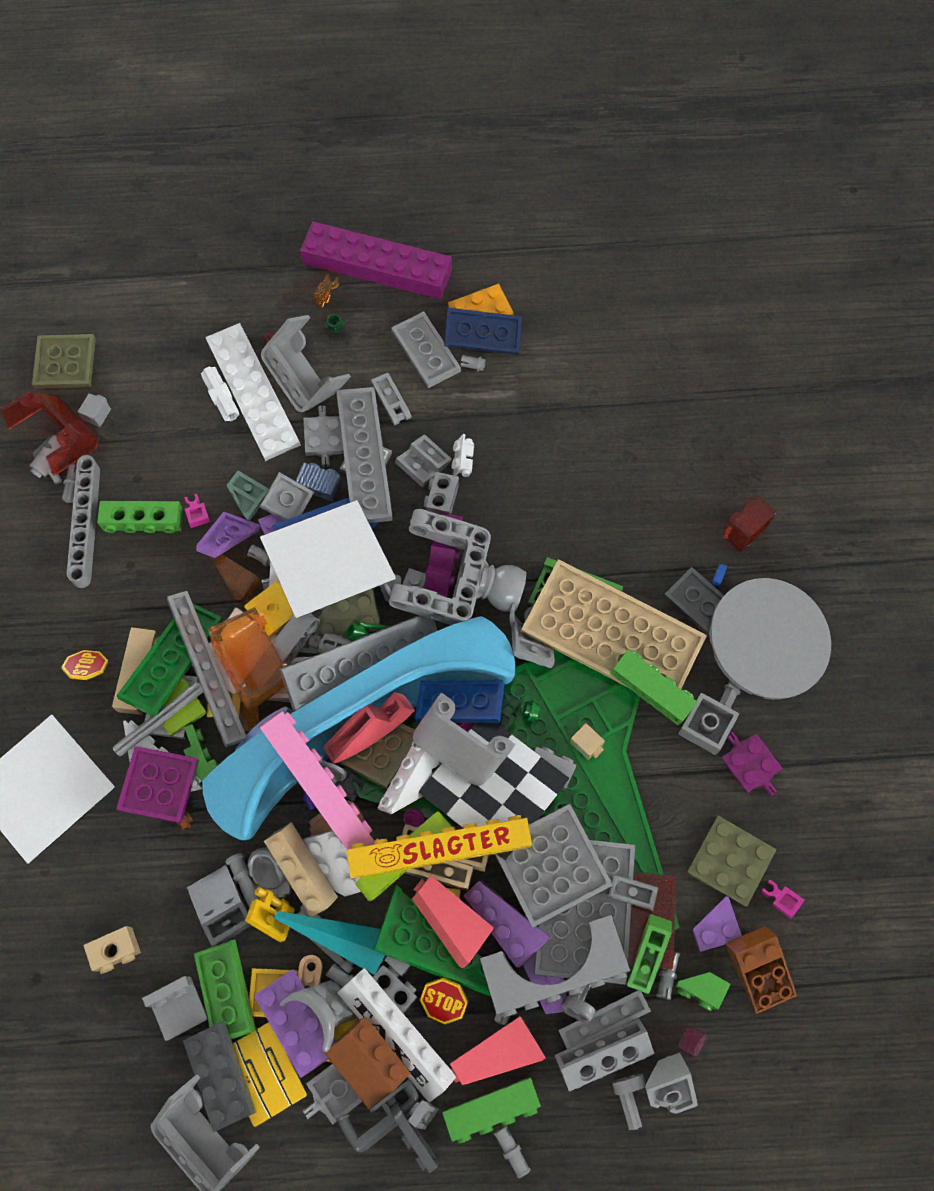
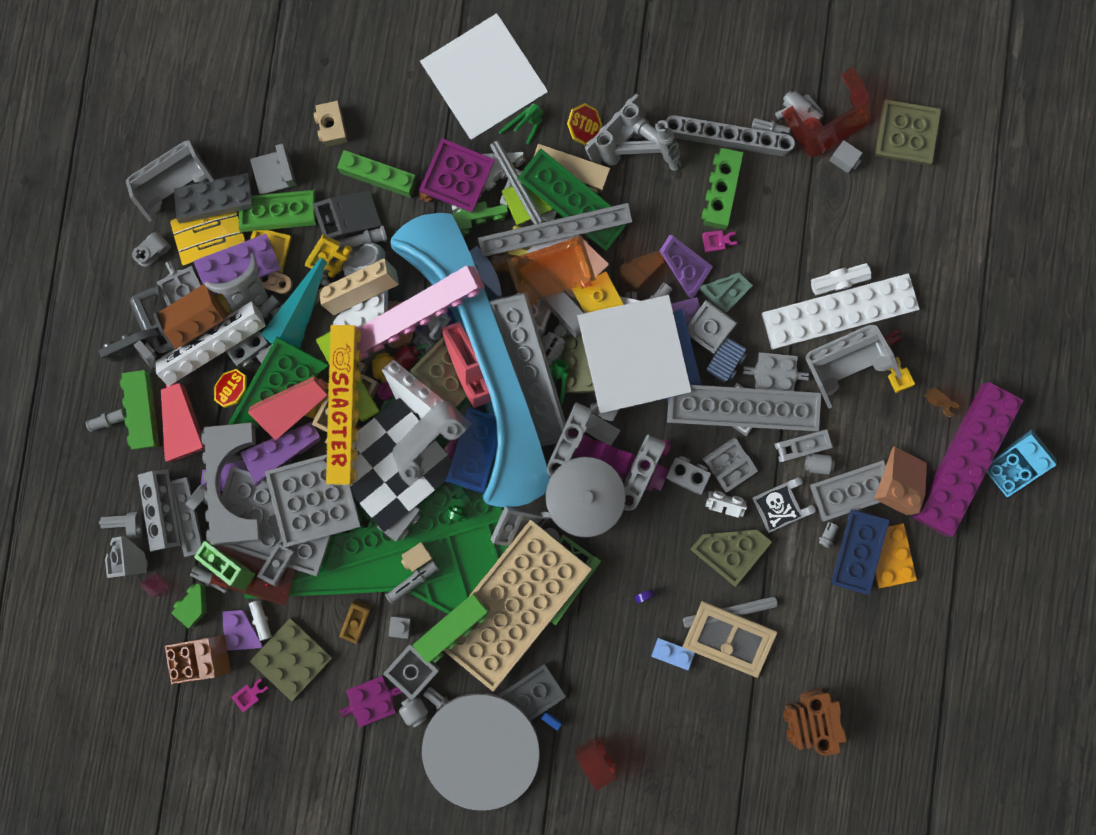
camera: 100 degrees right, 15 degrees up
(80, 722) = (530, 114): none -> green plant
(82, 615) = (630, 123): none -> light grey plate
(166, 881) = (377, 174): none -> bright green brick
(289, 1140) = (152, 247): none -> light grey piece
(312, 327) = (902, 383): none -> yellow plate
(334, 318) = (907, 404): dark green plate -> none
(369, 802) = (407, 356): none -> dark red head
(371, 216) = (1021, 463): none -> medium azure slope
(387, 825) = (379, 364): none -> yellow head
(406, 381) = (819, 463): none -> light grey brick
(410, 306) = (903, 482): none -> nougat slope
(454, 410) = (780, 507): none -> flag
(485, 575) = (585, 497): none -> light grey dish
(509, 443) = (731, 552): none -> olive plate
(568, 435) = (741, 609): none -> light grey axle
(572, 513) = (644, 596): none -> dark purple tile
(594, 429) = (729, 639): none -> tan door
(621, 479) = (672, 654): none -> light blue plate
(634, 759) = (418, 577): none -> light grey pin
(653, 339) = (816, 722): none -> dark orange piece
(665, 747) = (400, 626): none -> light grey brick
(671, 798) = (355, 621): none -> pearl gold slope
(698, 905) = (260, 620): none -> white pin
(750, 715) = (413, 711): none -> light grey head

